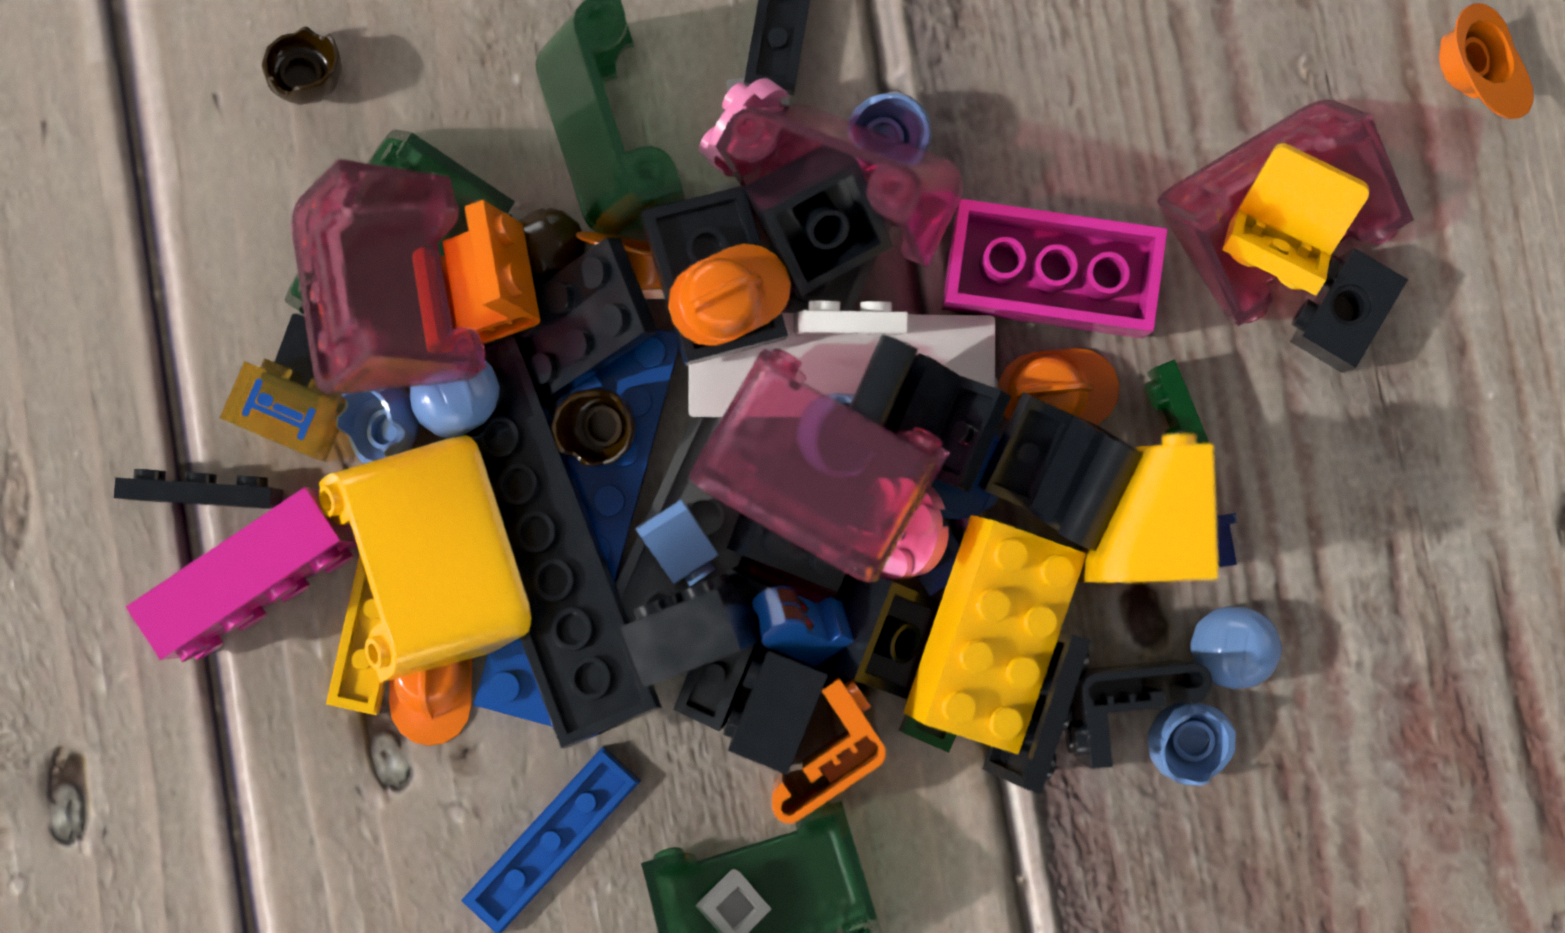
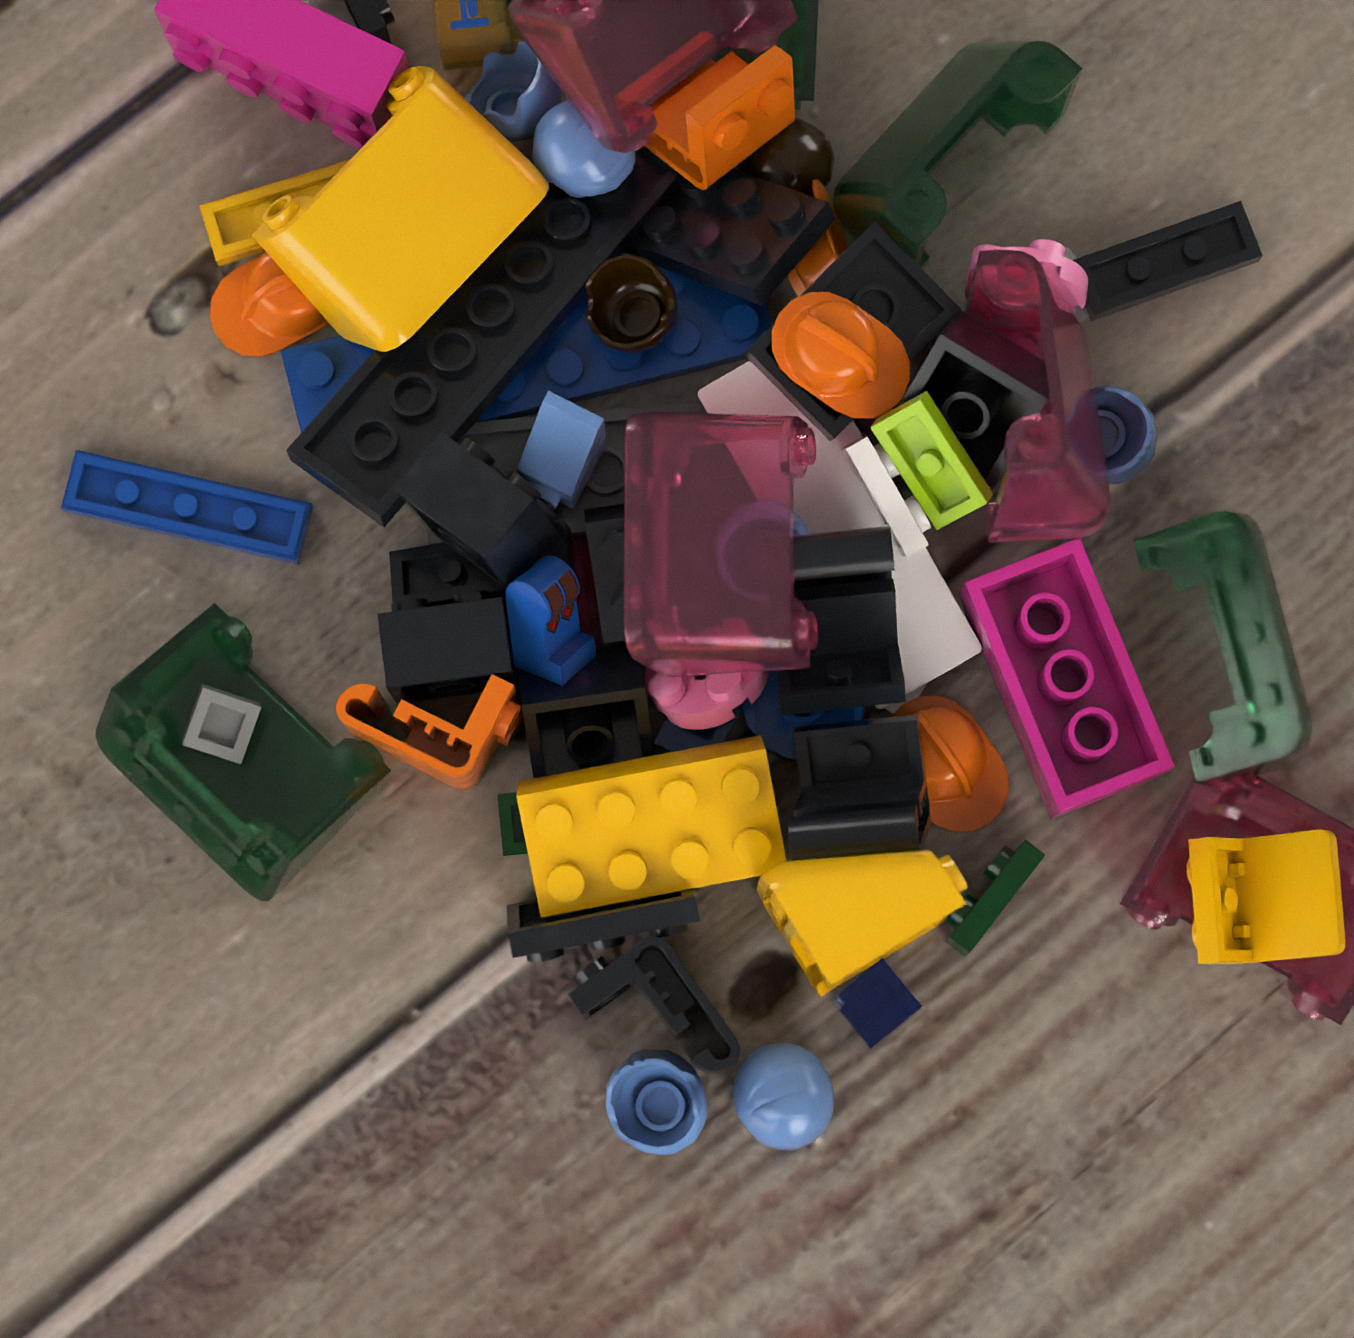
camera: 60 degrees right, 5 degrees down
(846, 273) = (931, 460): none -> lime plate
(1053, 98) = (1270, 715): none -> clear green windscreen
(1372, 292) = (1244, 1017): black brick -> none

